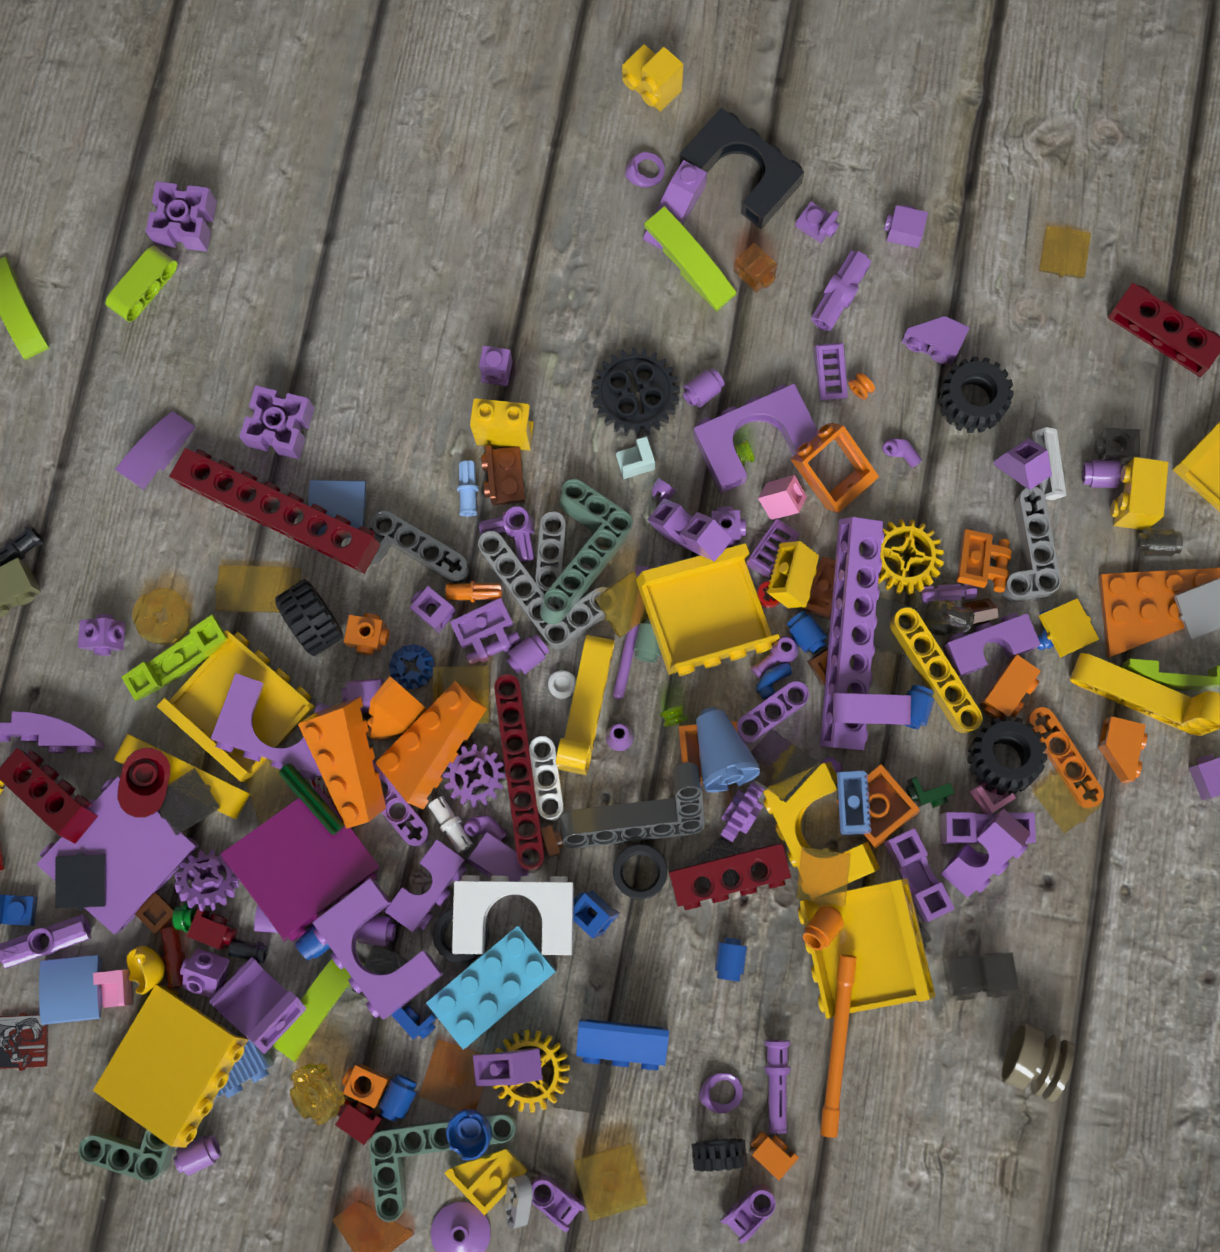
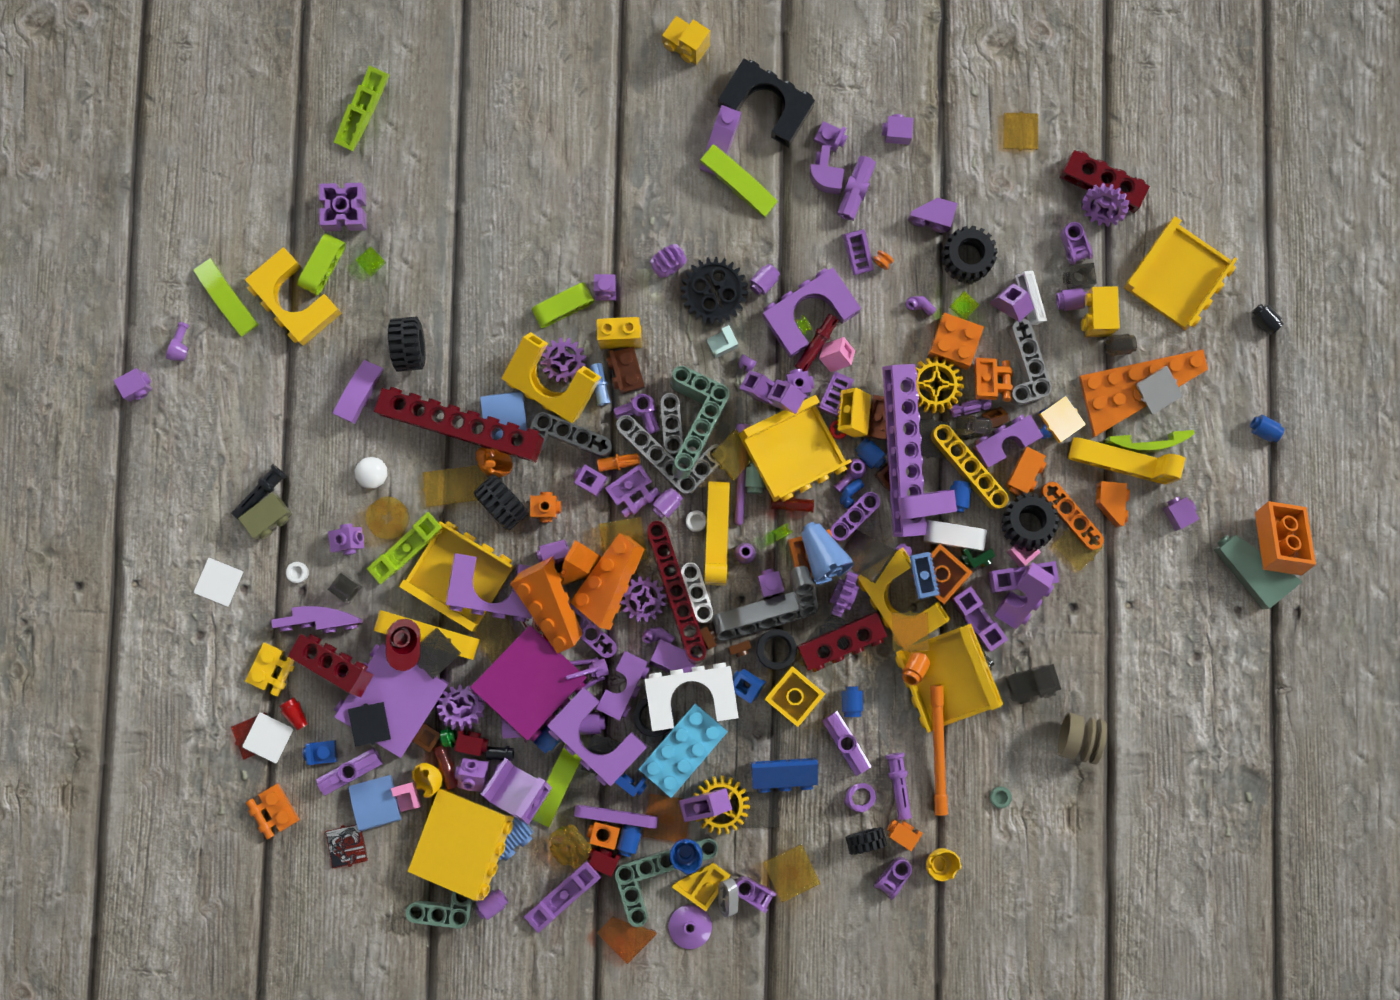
camera: 15 degrees left, 5 degrees up
(32, 668) = (297, 572): none -> white tile
(69, 296) = (267, 282): none -> yellow arch
(87, 697) = (344, 588): none -> clear smoke brick
(152, 555) = (370, 472): none -> white hair
(205, 290) = (370, 261): none -> clear neon green plate
(225, 395) = (406, 344): none -> black tyre
(230, 103) = (362, 108): none -> lime slope
(269, 409) = (439, 346): medium lavender brick -> none
(293, 1161) = (562, 896): none -> medium lavender slope
(311, 565) = (493, 462): none -> orange hair
(311, 799) = (528, 636): dark green axle -> none
(369, 460) = (522, 375): none -> yellow arch
(386, 1062) = (616, 816): none -> medium lavender beam
(397, 858) = (597, 669): none -> medium lavender plant
(412, 679) = (584, 535): blue gear -> none
(436, 450) = (571, 360): none -> medium lavender gear
(437, 380) = (562, 305): none -> lime beam
(450, 824) = (632, 638): white pin -> none
(582, 344) = (668, 260): none -> medium lavender gear
(591, 863) = (740, 649): none -> reddish brown plate
(637, 179) = (690, 123): medium lavender piece -> none
(646, 781) = (770, 583): none -> medium lavender brick
(653, 939) = (794, 696): none -> yellow brick
(694, 683) = (794, 505): none -> clear red pin
(720, 1033) = (853, 755): none -> medium lavender piece
(755, 268) = (789, 180): clear orange brick -> none
(766, 470) = (821, 336): none -> dark red pin
(802, 271) = (824, 177): none -> medium lavender brick
(820, 1206) = (943, 864): none -> yellow hair
(852, 485) = (887, 337): orange window -> none
(903, 758) = (955, 535): none -> white beam
(913, 1125) = (1000, 797): none -> sand green tile
(942, 503) = (955, 341): none -> orange brick
(959, 460) = (964, 305): none -> clear neon green plate
(1118, 408) = (1077, 244): none -> medium lavender piece
(1164, 357) = (1105, 204): none -> medium lavender gear

